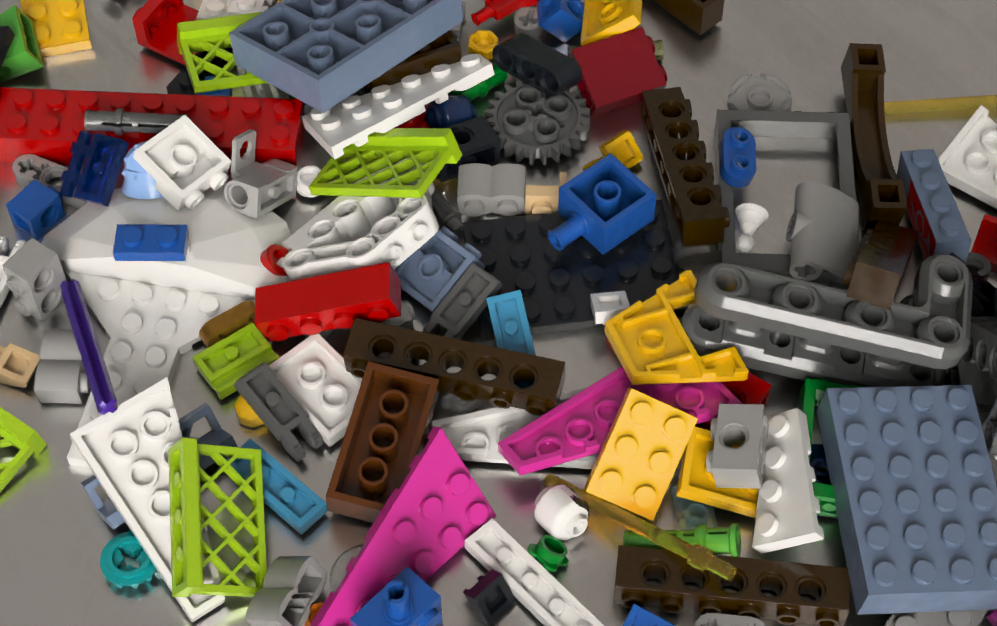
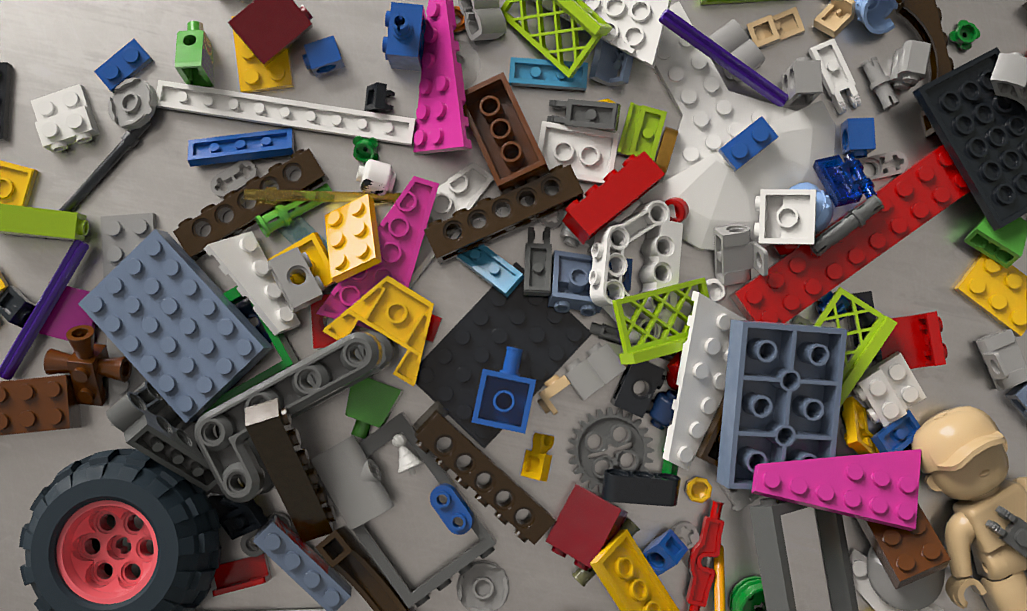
camera: 140 degrees right, 30 degrees up
(608, 305) = (447, 330): white tile -> none

